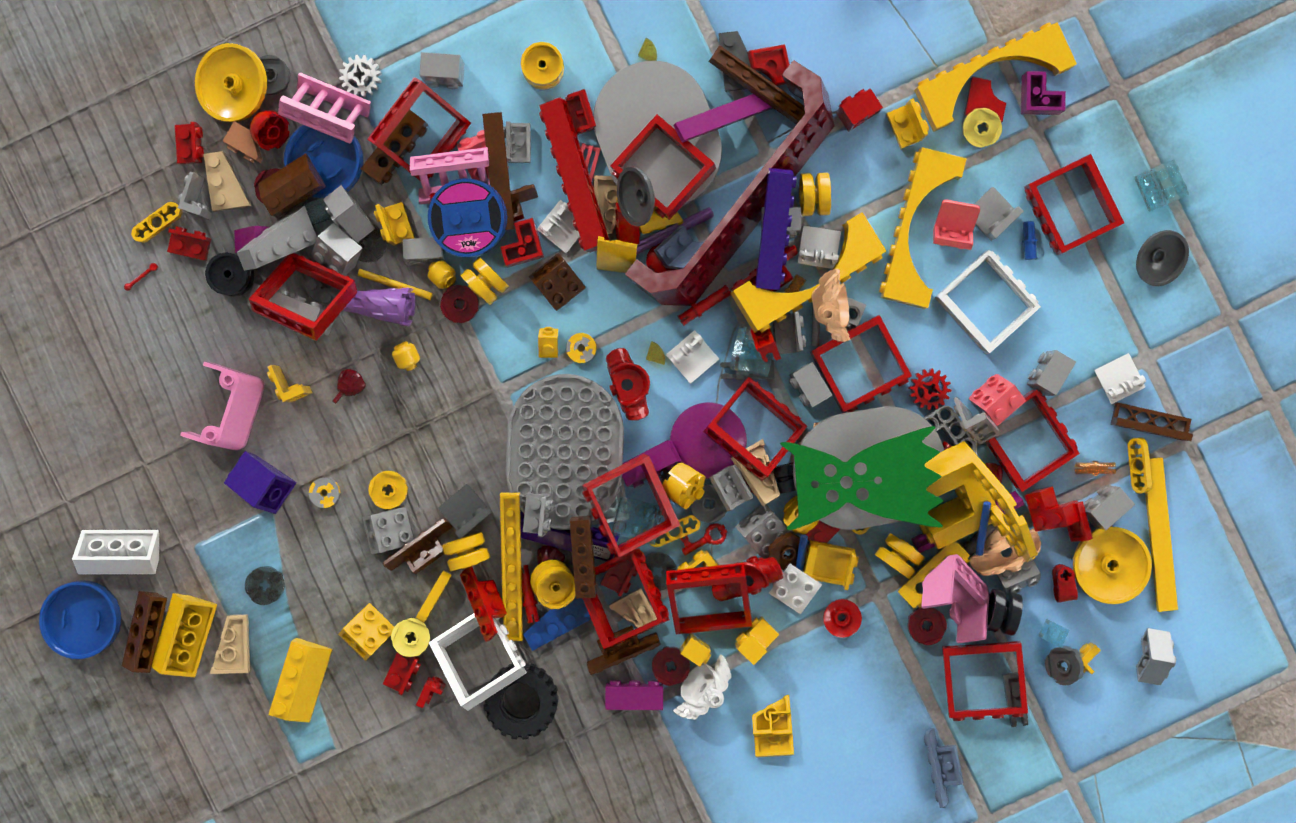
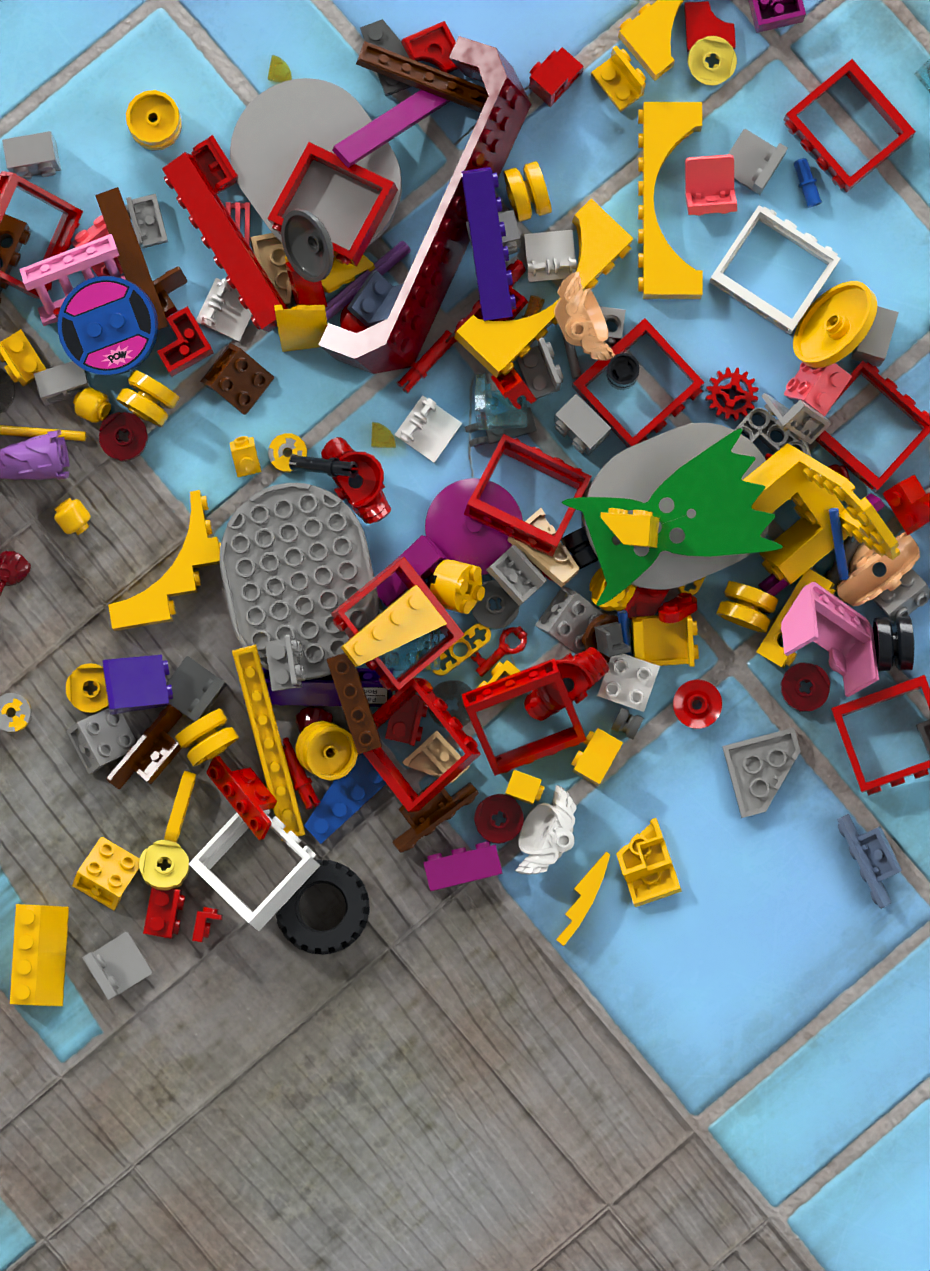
camera: 15 degrees left, 5 degrees down
(356, 704) = (117, 965): none -> light grey bracket
(422, 497) = (136, 683): none -> dark purple slope
(476, 424) = (180, 579): none -> yellow arch
(611, 370) = (331, 466): none -> black pin
(628, 509) = (398, 624): none -> yellow wing
(724, 736) = (587, 889): none -> yellow slope
(785, 619) = (630, 727): none -> dark grey wheel
(789, 556) = (610, 640): none -> dark grey panel
(830, 482) = (635, 529): none -> yellow slope
(846, 543) = (678, 608): none -> red plate
(852, 353) = (622, 371): none -> black wheel
(877, 678) = (759, 768): none -> light grey plate
(1025, 358) = (835, 324): none -> yellow dish

